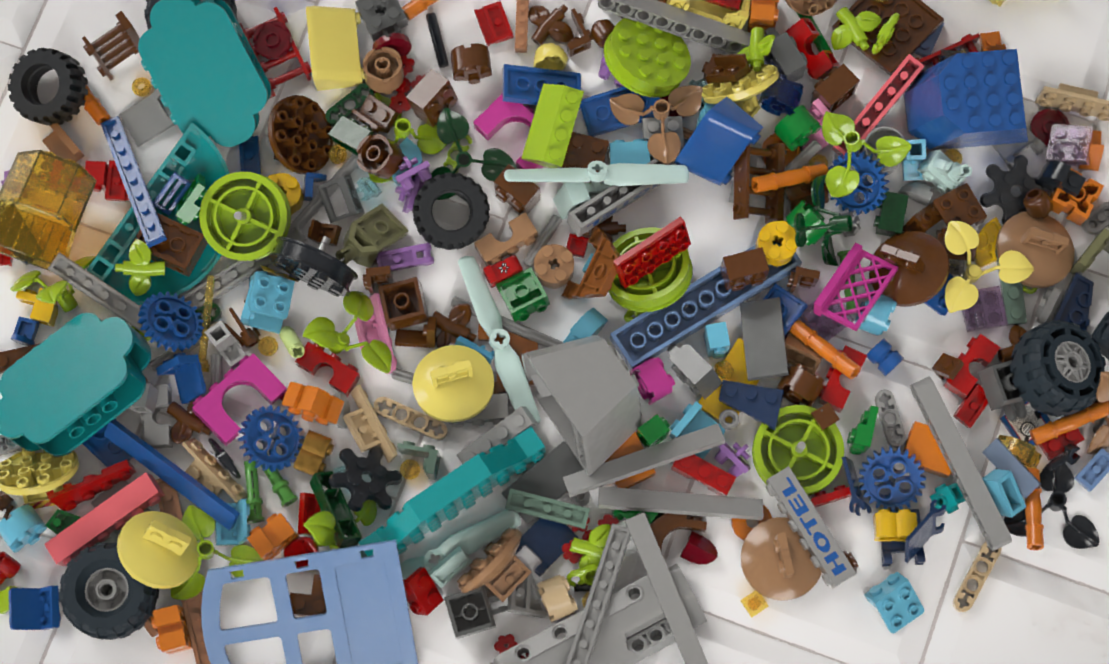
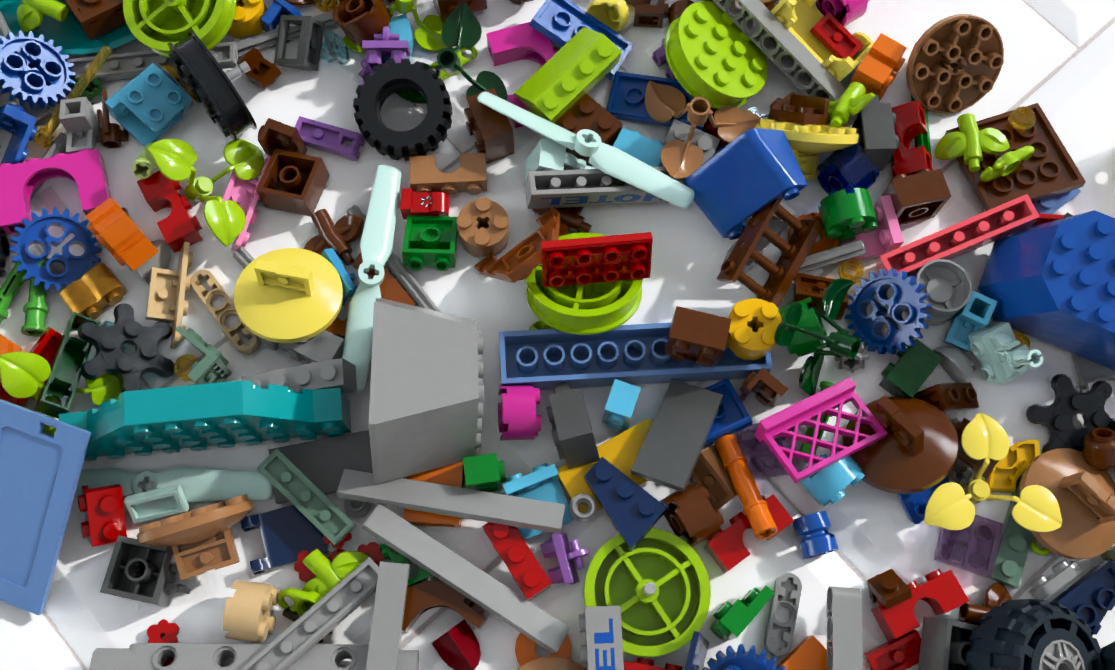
camera: 25 degrees right, 5 degrees down
(268, 346) = (125, 154): clear yellow plate -> none
(371, 236) = (303, 93): olive plate -> none
(418, 338) = (293, 231): reddish brown bracket -> none
(525, 600) = (214, 587): light grey wing -> none
(543, 239) = (495, 192): light grey axle -> none
(577, 245) = (523, 221): red tile -> none
(588, 325) = (485, 309): medium azure brick -> none
(724, 369) = (609, 445): clear yellow plate -> none
(787, 178) = (805, 263): orange piece -> none
(825, 416) = (701, 568): reddish brown tile -> none
(840, 128) = (895, 237): lime plant -> none
(960, 206) = (1002, 401): reddish brown bracket -> none

